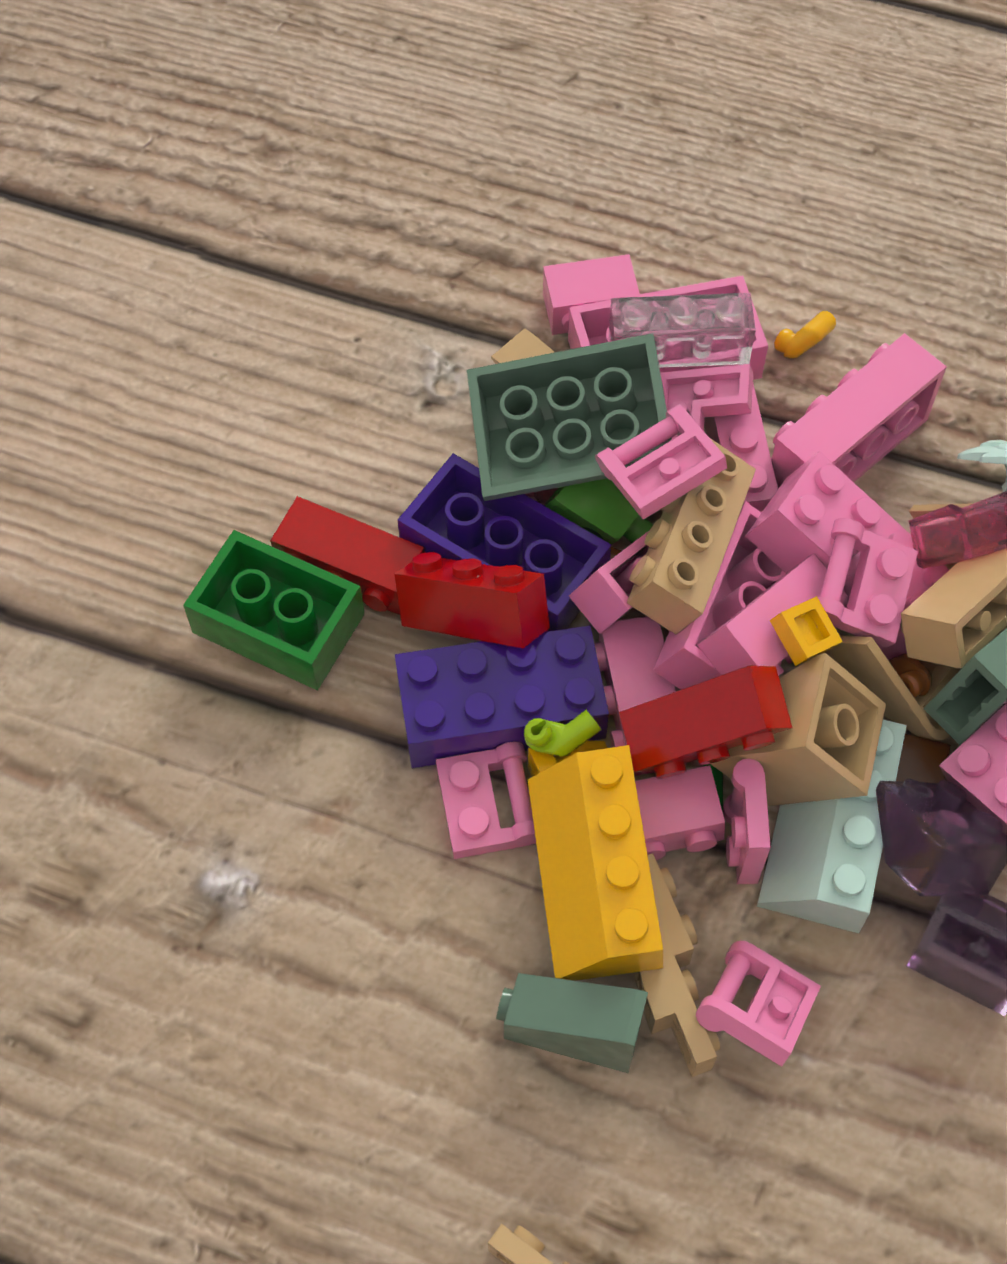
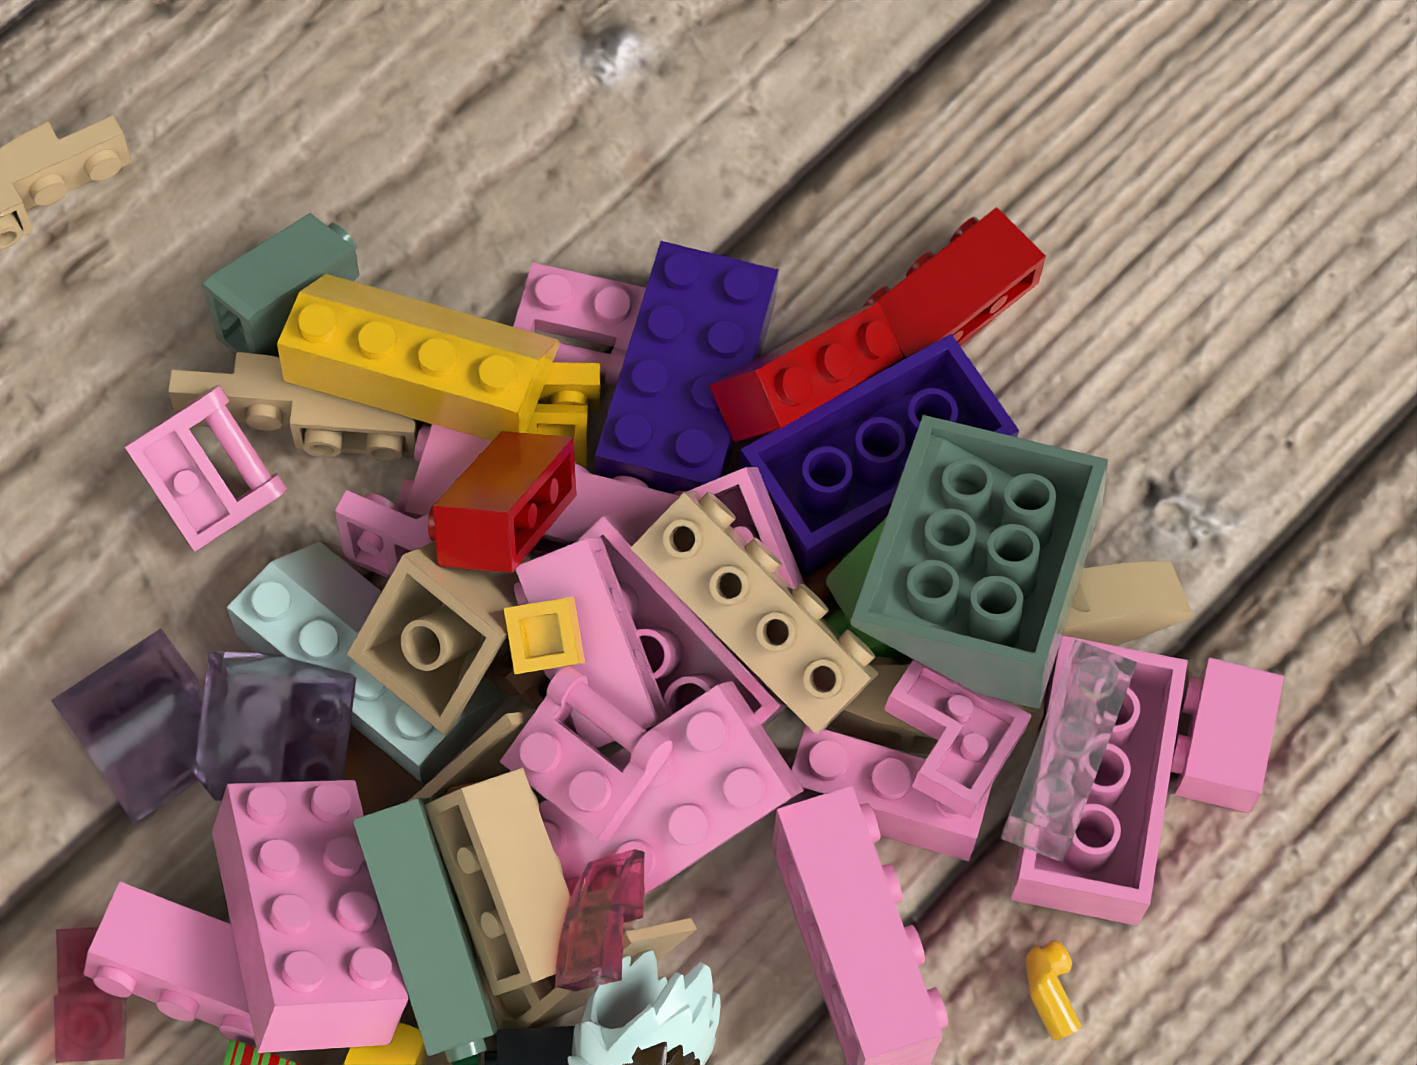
camera: 110 degrees right, 5 degrees up
(275, 609) = (905, 185): green brick -> none
(559, 738) = (591, 388): lime arm -> none
(667, 470) = (829, 590): bright pink plate -> none

